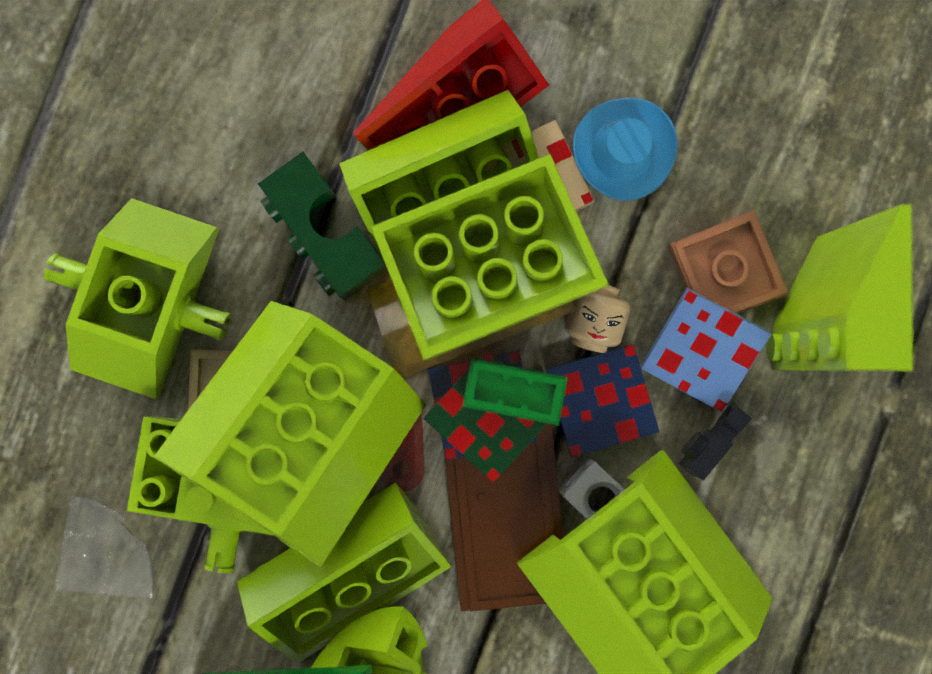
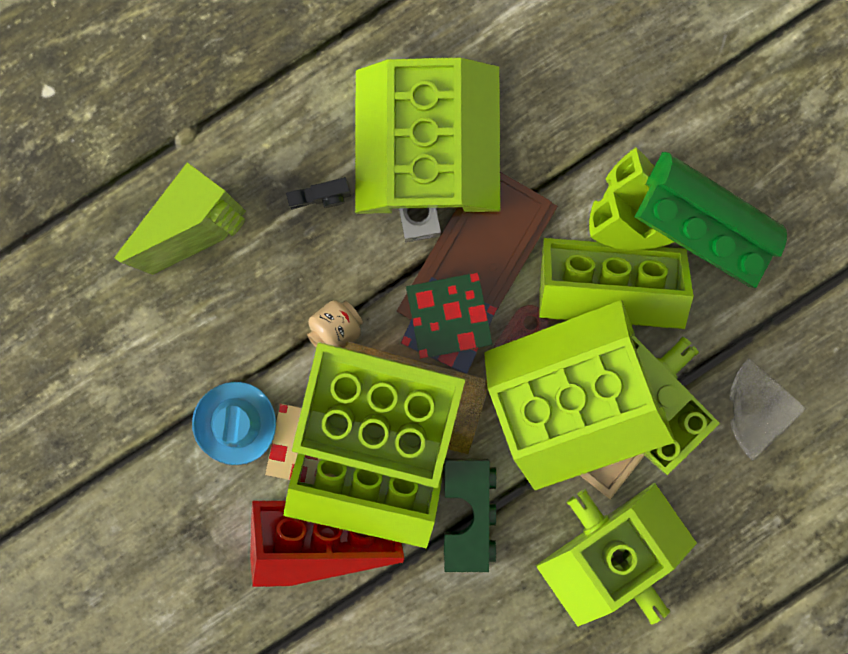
camera: 150 degrees left, 0 degrees up
(515, 392) = (423, 318): green plate -> none
(604, 401) = (370, 272): dark blue tile -> none
(705, 349) = (281, 256): medium blue tile -> none
(730, 264) = (226, 296): nougat tile -> none

